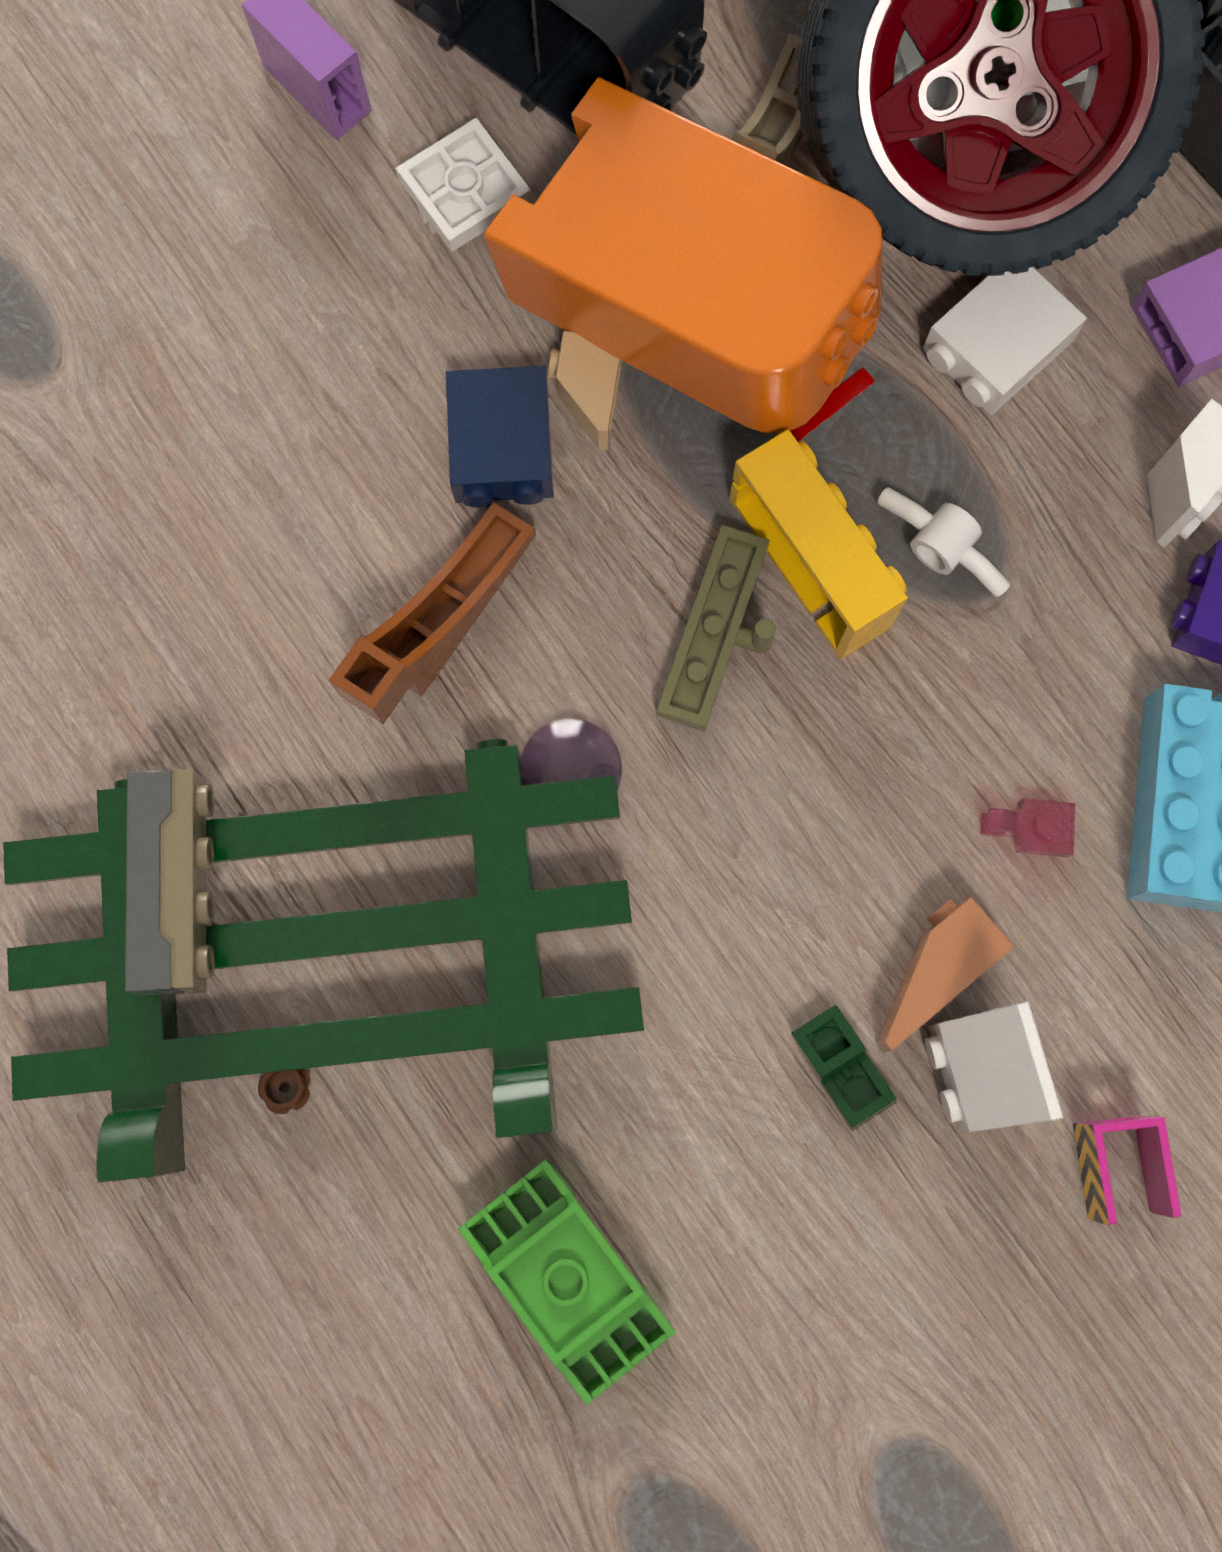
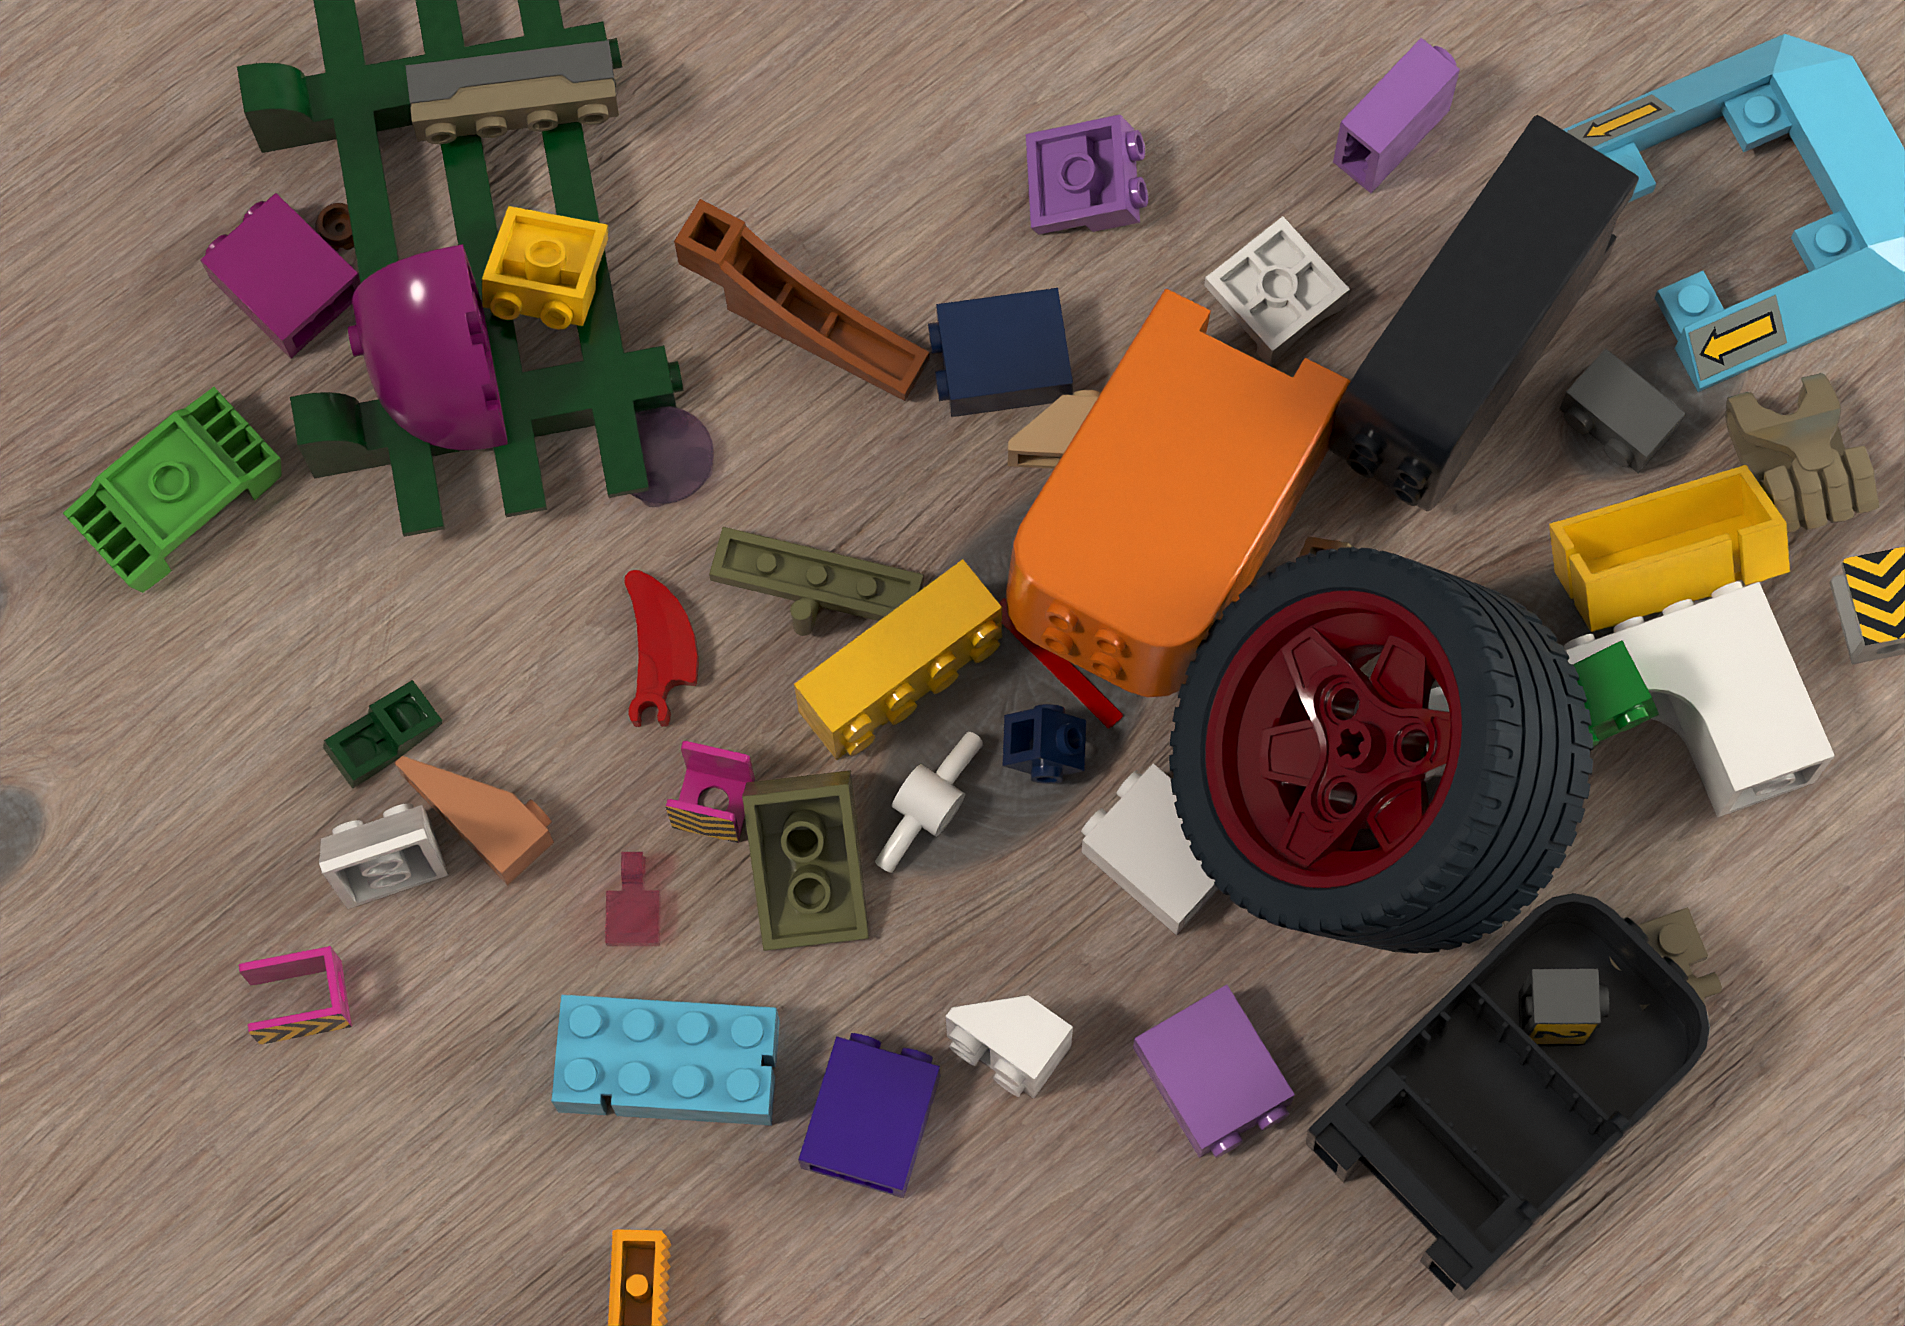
camera: 85 degrees right, 5 degrees down
(327, 345) = (1085, 176): none -> medium lavender plate
(330, 1152) = (281, 274): none -> magenta brick
(372, 860) = (543, 267): none -> yellow plate
(460, 983) = (430, 350): none -> magenta brick
(767, 779) = (665, 646): none -> red piece
(901, 424) = (1044, 743): none -> dark blue brick
(957, 736) = (708, 769): none -> dark pink piece
(995, 654) = (806, 860): none -> olive slope

